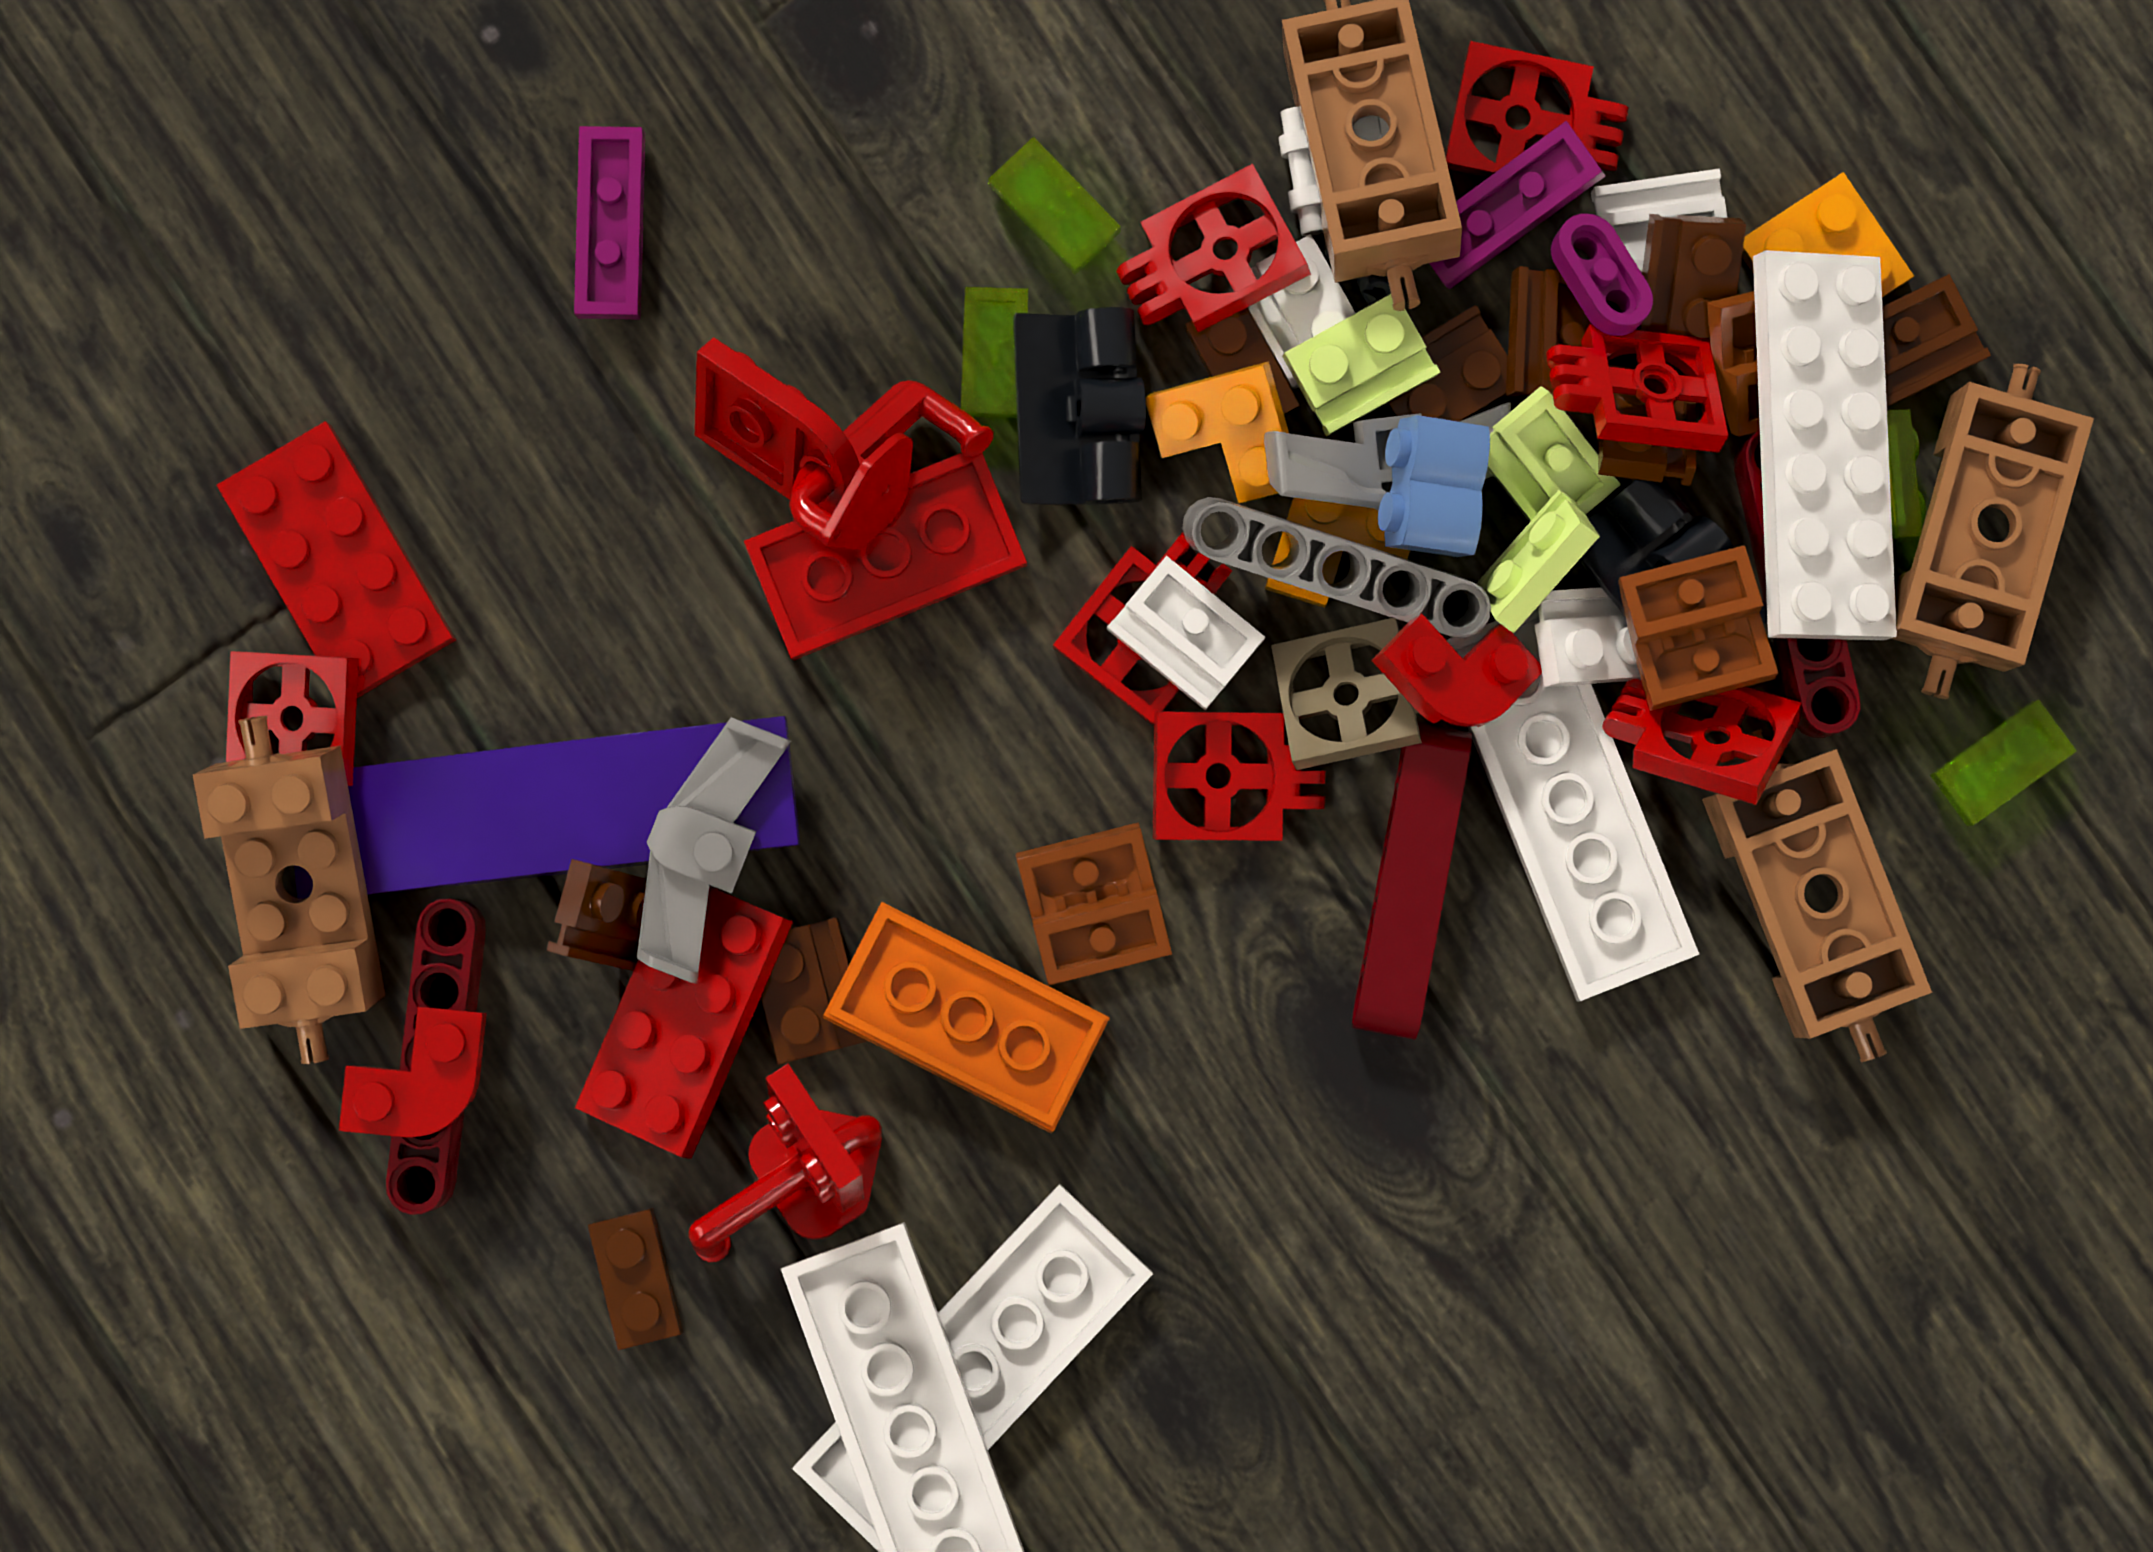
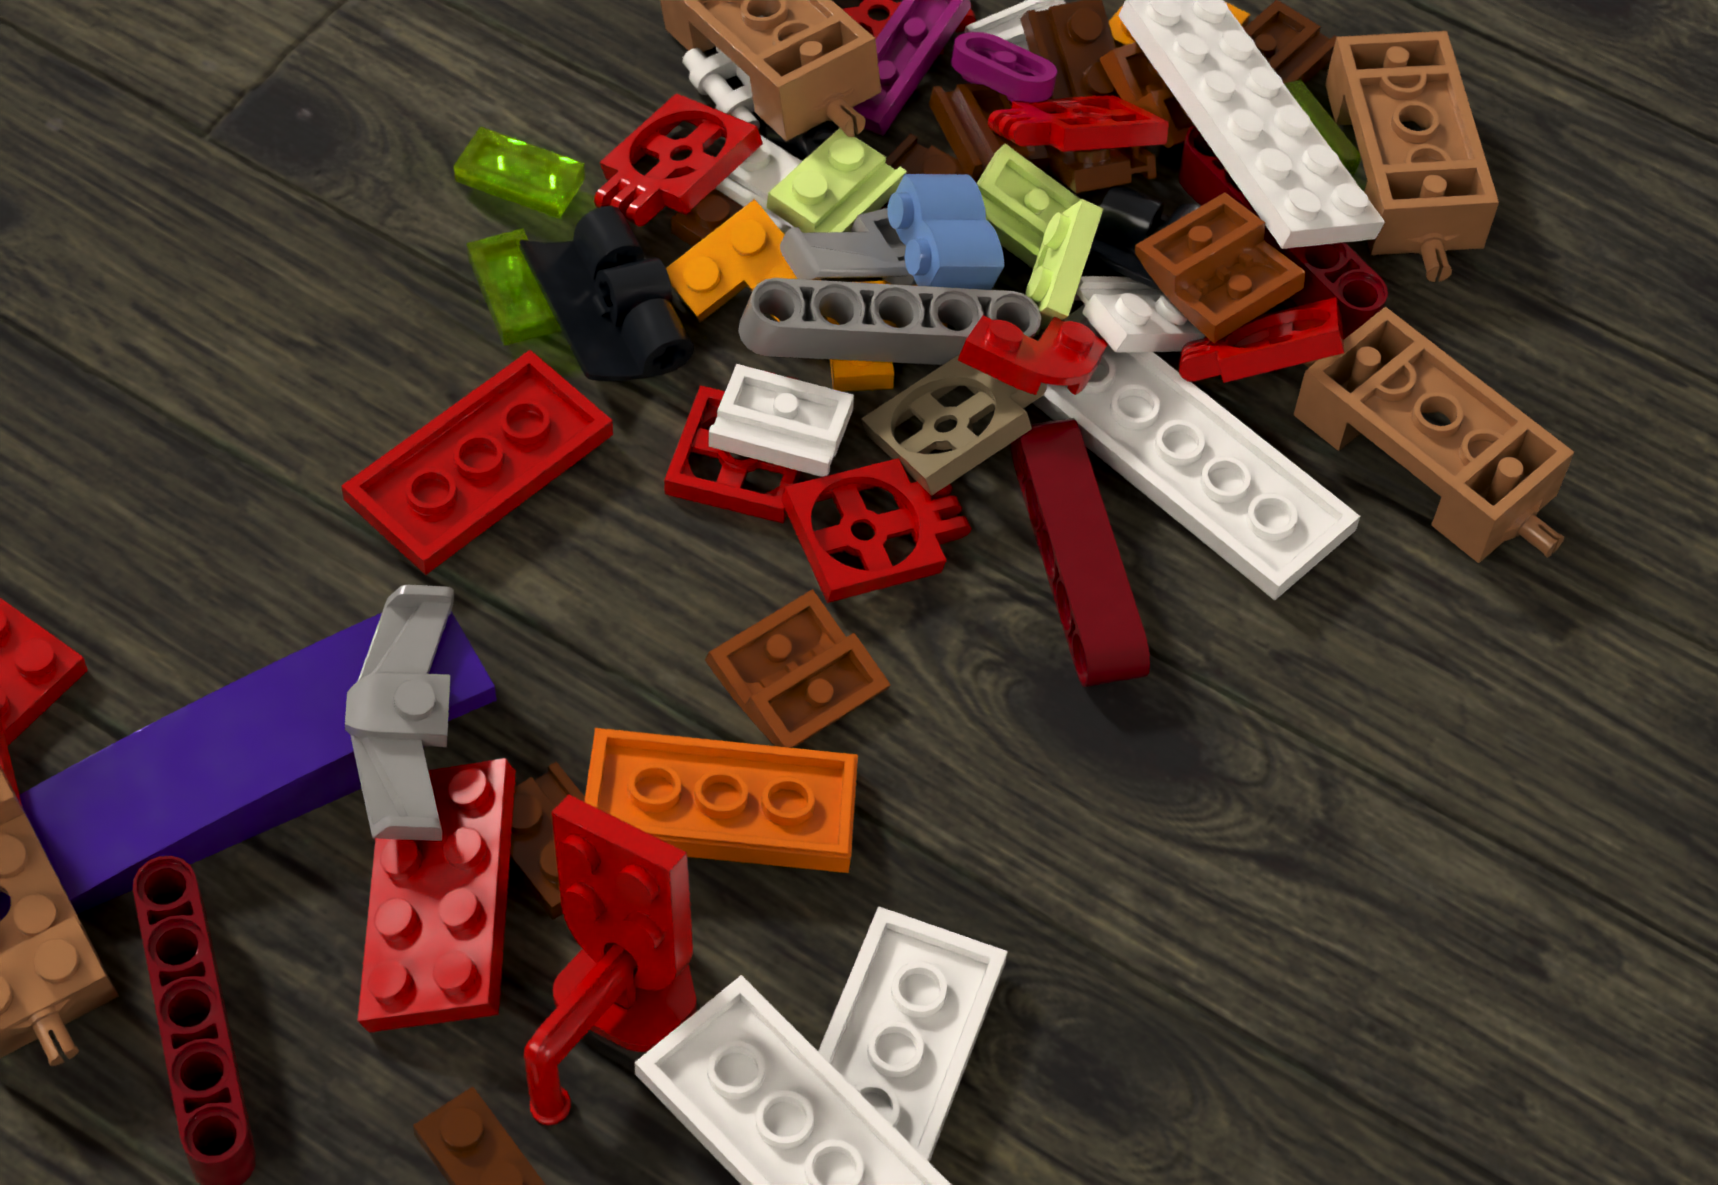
camera: 30 degrees left, 30 degrees down
(431, 1094) = (200, 1033): red plate -> none
(600, 915) = (324, 816): reddish brown plate -> none
(609, 223) = (123, 299): magenta plate -> none
(807, 455) = (333, 377): red plate -> none
(2003, 763) = (1523, 303): clear neon green plate -> none

